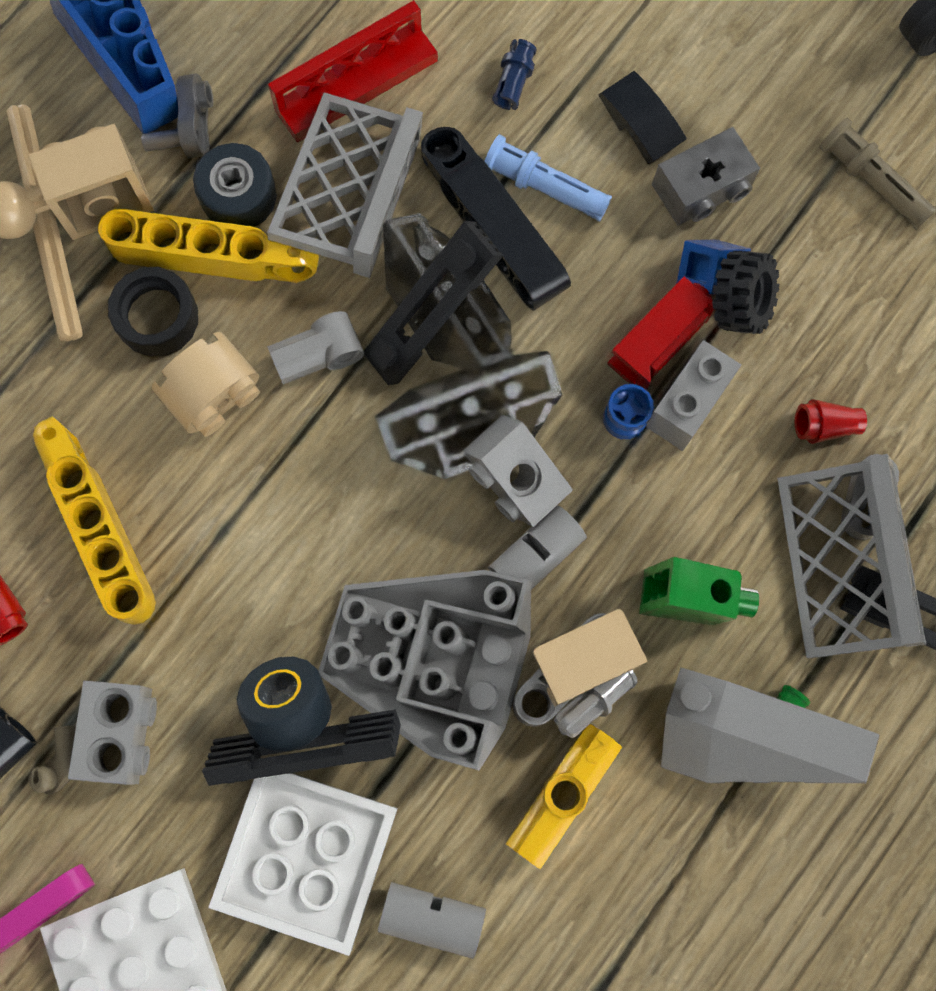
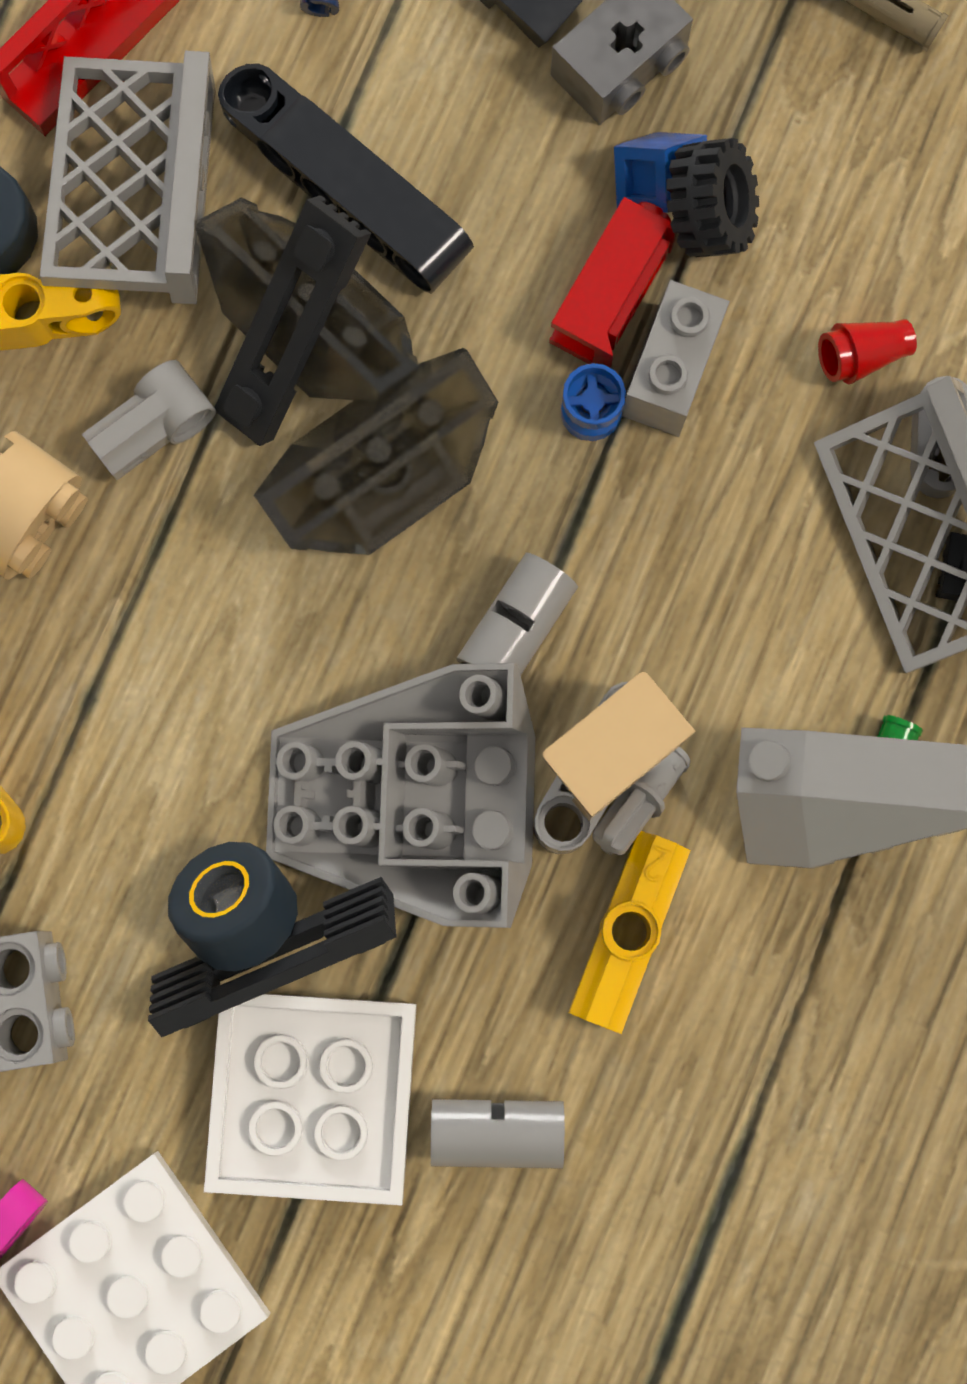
camera: 10 degrees left, 5 degrees up
(529, 171) = (377, 99): light blue pin -> none
(539, 482) = (495, 531): light grey brick -> none
(695, 592) = (739, 624): green torso -> none

